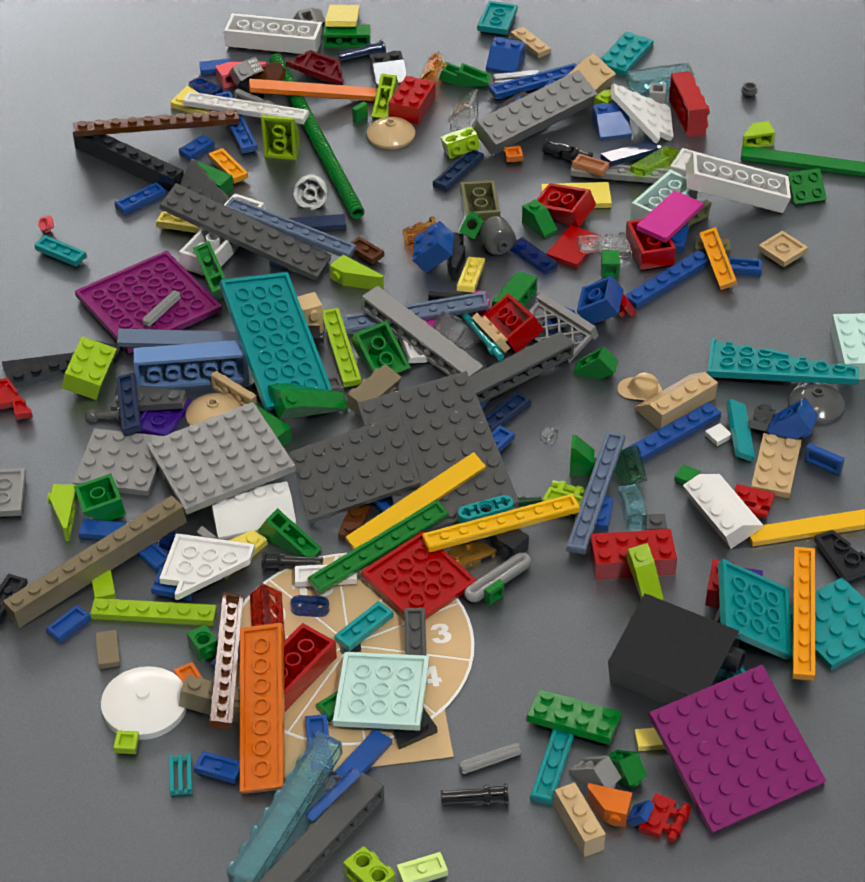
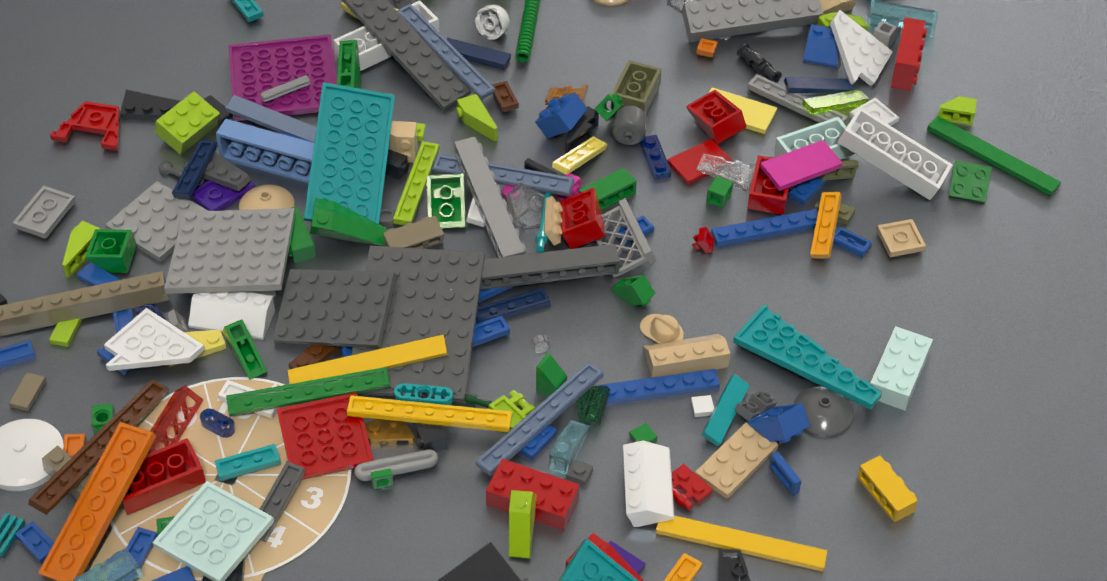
camera: 25 degrees right, 5 degrees up
(153, 612) = (87, 372): lime plate -> none
(226, 386) = (296, 190): tan plate -> none
(281, 561) = (222, 370): black pin -> none
(457, 170) = (646, 45): dark blue tile -> none
(460, 142) = (662, 19): lime brick -> none
(538, 219) = (683, 122): green slope -> none
(590, 165) = (769, 84): nougat tile -> none
(600, 300) = (678, 226): blue brick -> none
(749, 89) = (986, 58): dark grey plate -> none

